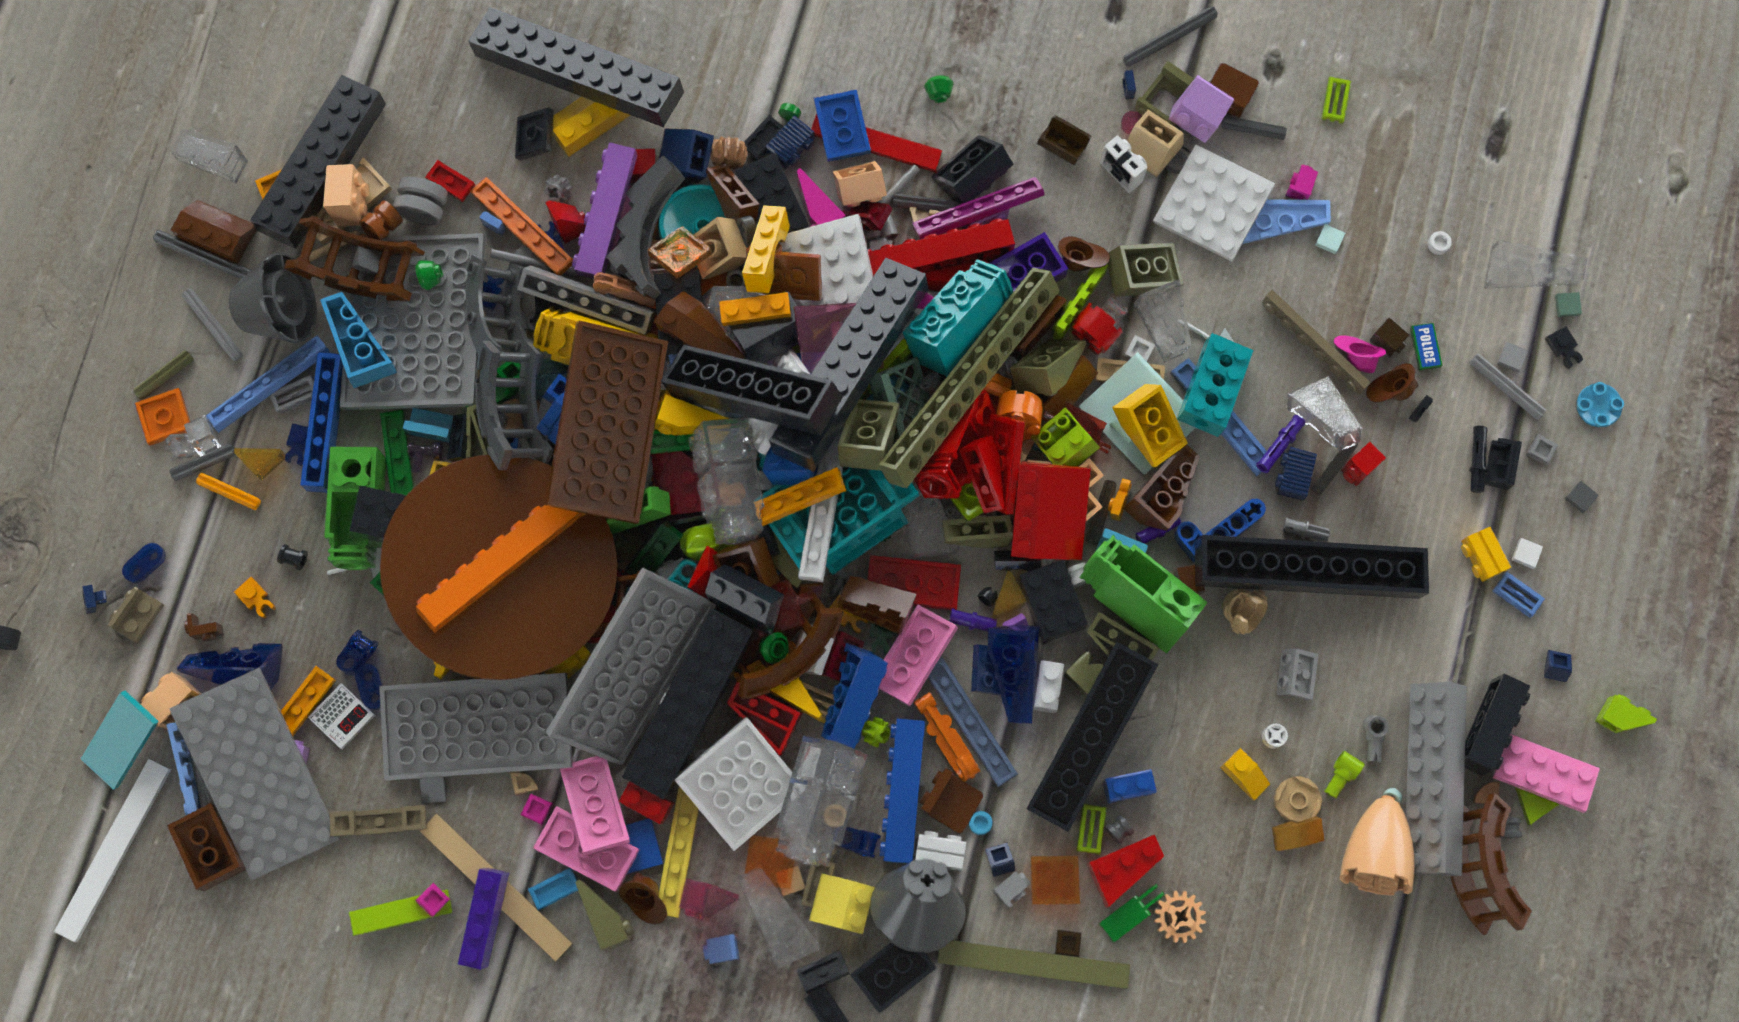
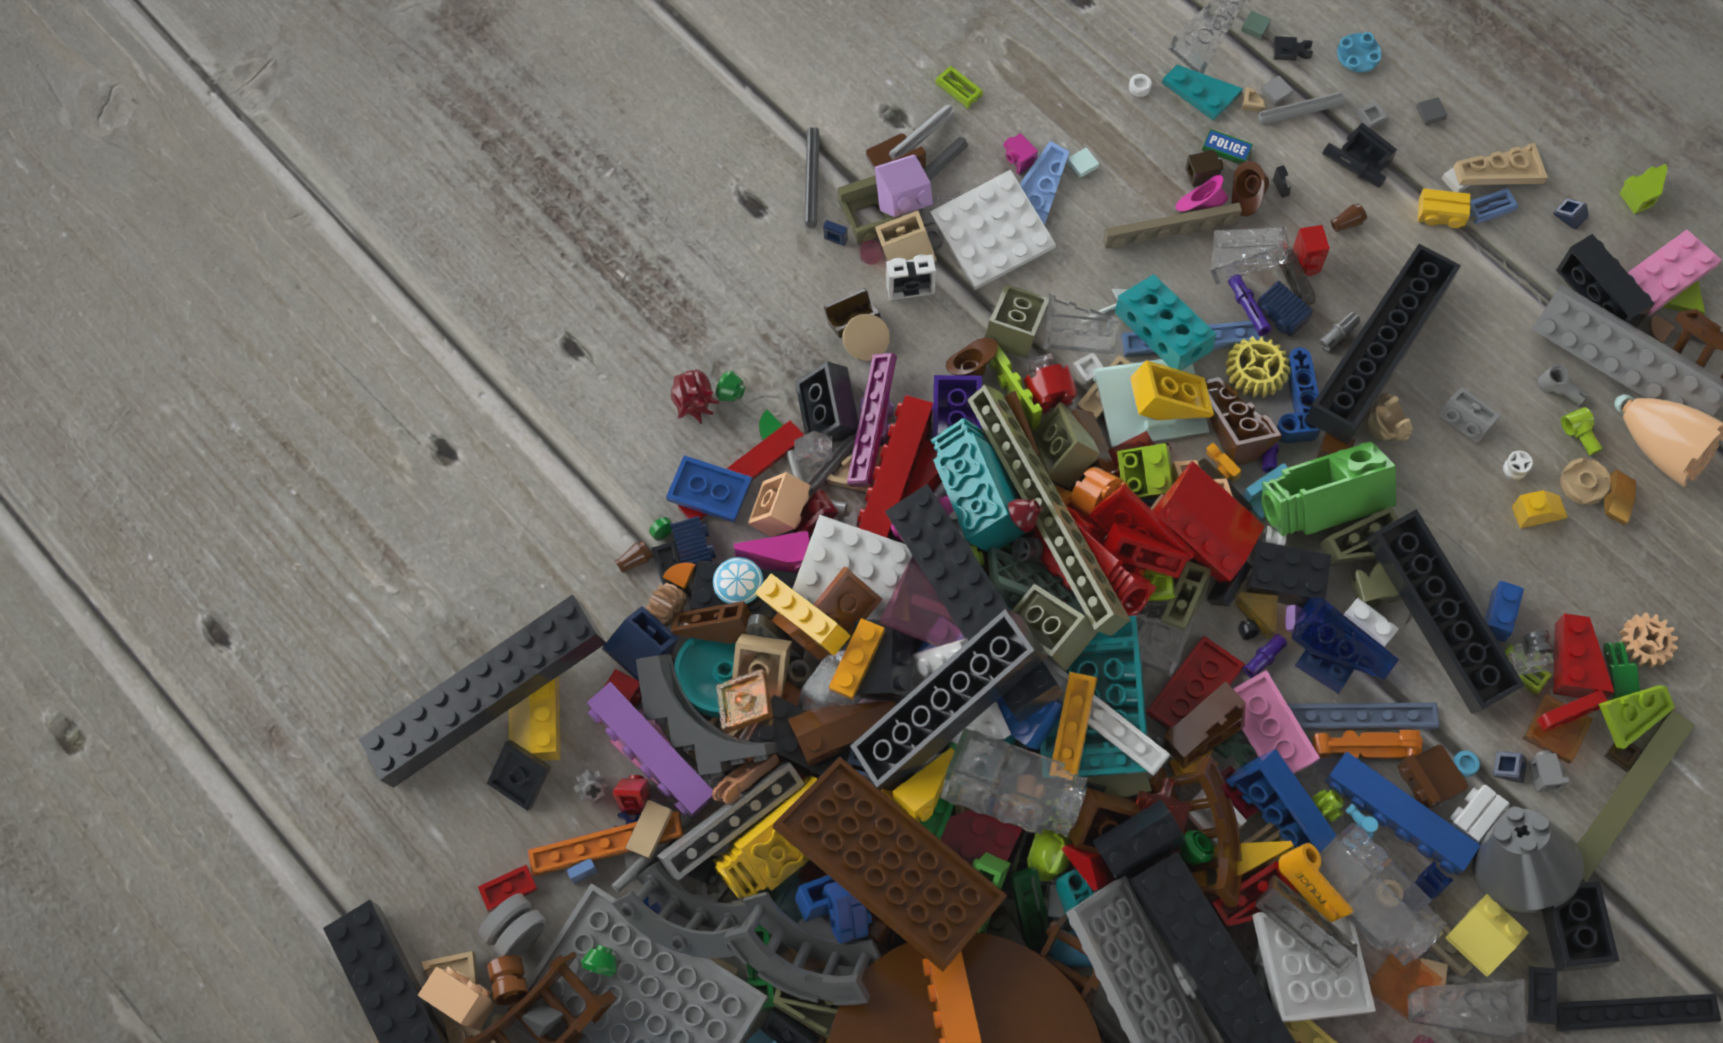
camera: 55 degrees left, 10 degrees down
(546, 248) = (649, 829): none -> tan tile
(756, 108) = (635, 556): none -> reddish brown cone
(758, 147) = (680, 574): none -> orange tile
(759, 761) = (1307, 926): none -> clear smoke fence
(774, 188) = (737, 580): none -> dish
(801, 730) = (1301, 869): none -> light orange door
(874, 770) = (1368, 823): none -> medium azure piece
(913, 64) = (692, 394): none -> dark red hair
(925, 181) = (813, 449): none -> clear brick
(928, 136) = (768, 424): none -> green tile
(947, 360) = (1024, 513): none -> dark red brick
(1049, 162) = (865, 337): none -> tan tile
(1072, 881) = (1571, 711): none -> red beam
(1096, 831) = (1529, 663): none -> clear bracket
(1104, 934) = (1636, 713): none -> lime wing
(1219, 477) = (1253, 378): none -> light yellow gear
(1268, 96) = (922, 132): none -> light grey axle
(1423, 482) = (1349, 218): none -> reddish brown cone
(1468, 296) = (1202, 91): none -> teal wing
(1487, 343) = (1252, 101): none -> tan tile
(1565, 590) = (1510, 167): none -> tan wing

